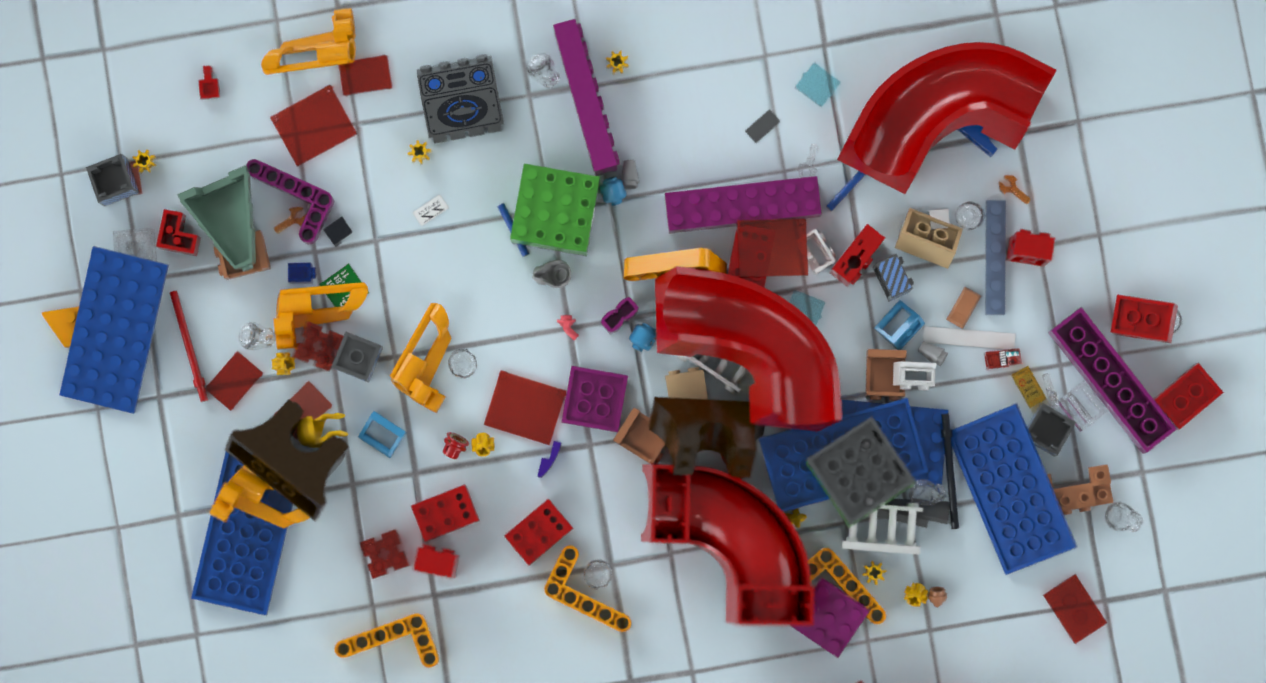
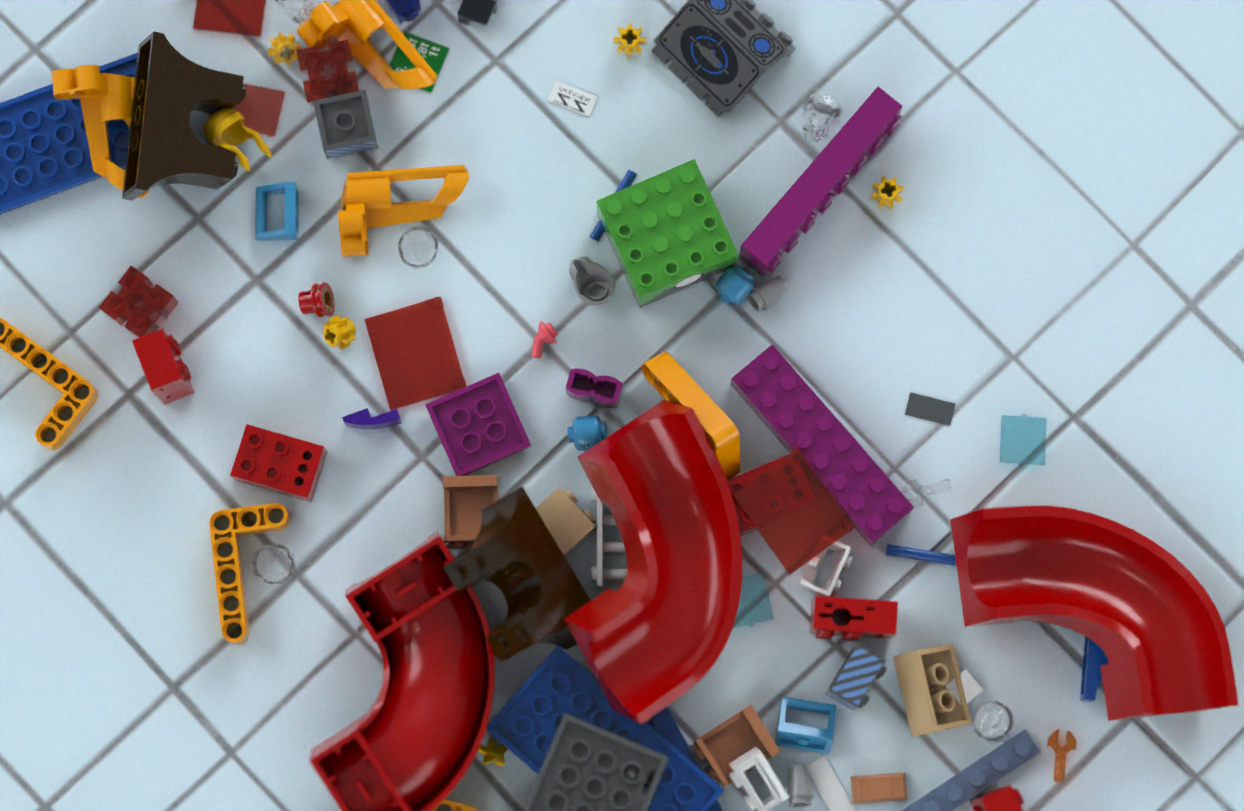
camera: 55 degrees right, 5 degrees down
(445, 513) = (231, 342): red piece -> none

